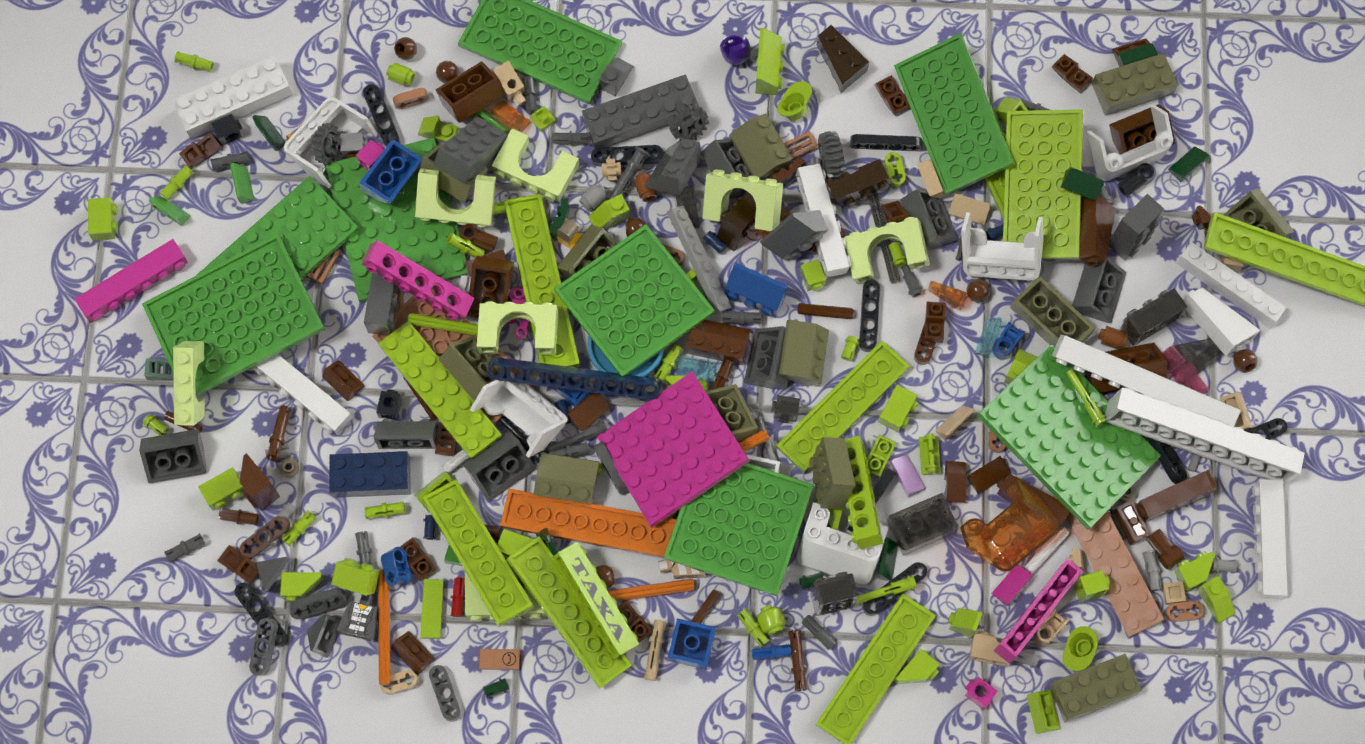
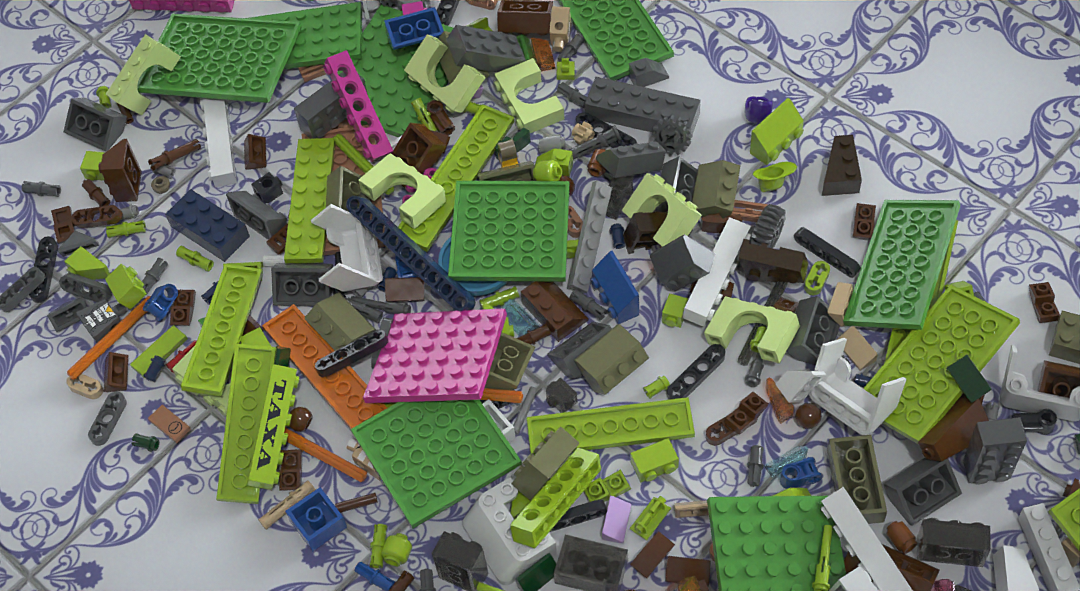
camera: 45 degrees right, 15 degrees down
(446, 625) = (154, 368): none -> dark blue pin
(605, 496) = (370, 342): none -> black beam
(620, 227) = (547, 171): none -> lime head
(825, 311) = (662, 345): reddish brown axle -> none
(956, 271) = (797, 384): none -> white slope
(971, 358) = (755, 465): none -> dark grey axle

